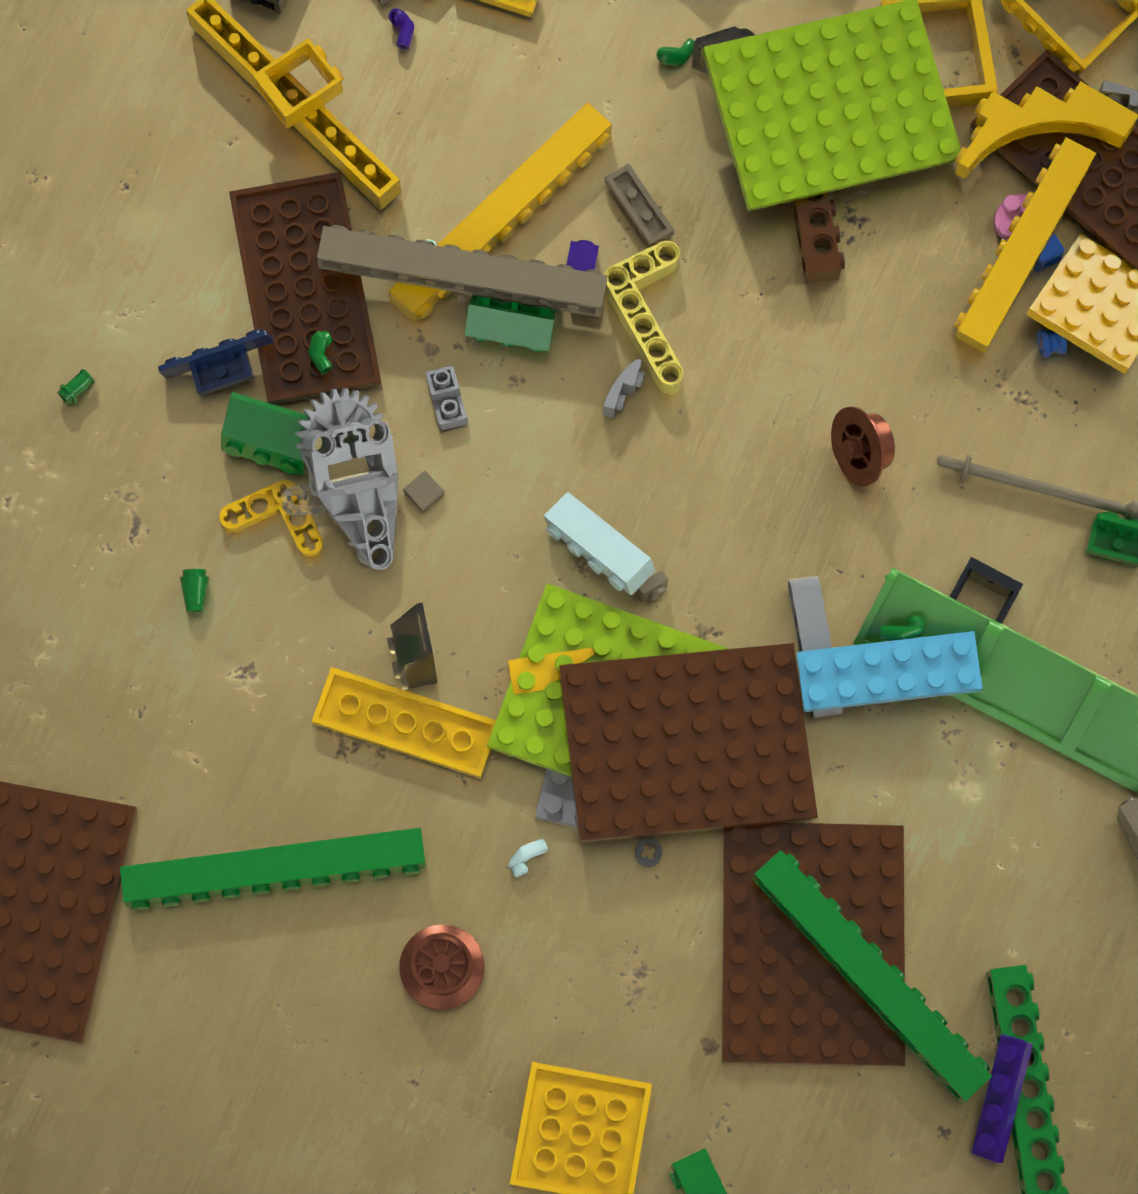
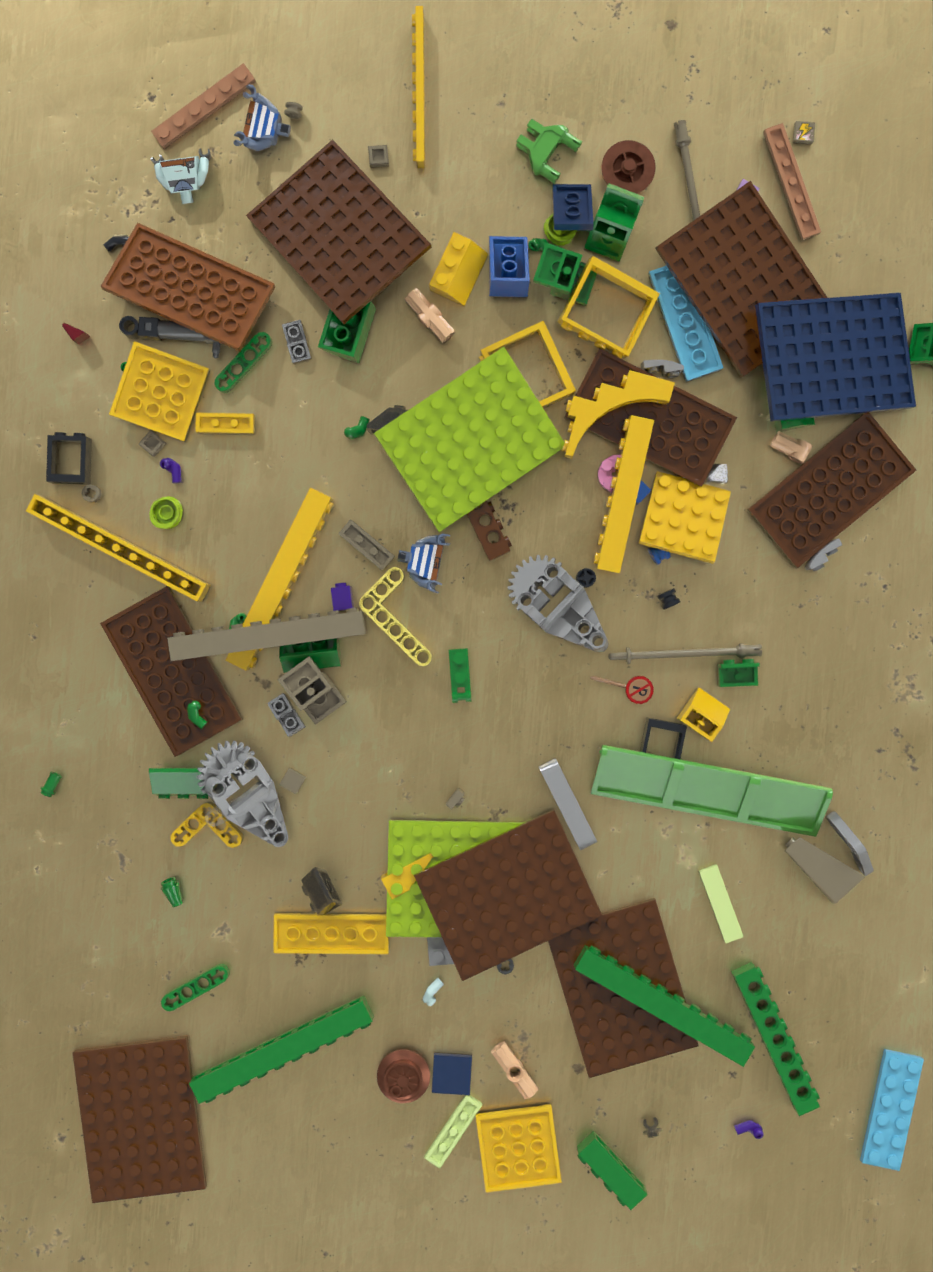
camera: 15 degrees left, 15 degrees up
(177, 744) = (196, 989): none -> green beam
(220, 365) = (137, 744): dark blue bracket -> none
(279, 15) = (85, 490): none -> dark tan bush
(306, 50) = (92, 547): yellow window -> none
(373, 79) = (166, 512): none -> lime piece
(488, 1078) = (453, 1130): none -> yellowish green tile
(498, 368) = (312, 690): none -> dark tan bracket
(515, 990) = (451, 1074): none -> dark blue tile
(599, 544) = (413, 785): light aqua brick -> none
(619, 1029) = (520, 1079): none -> light nougat piece
(625, 383) = (397, 668): light grey slope -> none
(714, 419) = (459, 674): none -> green plate
(716, 247) = (425, 560): none -> torso
(795, 1173) = (651, 1131): none -> clear smoke plate
(862, 444) = (559, 666): copper wheel -> none
(889, 671) = (619, 812): medium azure plate -> none
(897, 385) = (569, 615): none -> light grey connector
(913, 630) = (622, 784): green arm -> none
(939, 337) = (587, 575): none -> black wheel
(965, 521) = (638, 689): none -> piece
(1000, 865) = (721, 903): none -> yellowish green tile
(1002, 1098) = (764, 1052): dark purple plate -> none
(1047, 407) = (668, 598): none -> black wheel
(1051, 581) = (704, 714): none -> yellow slope

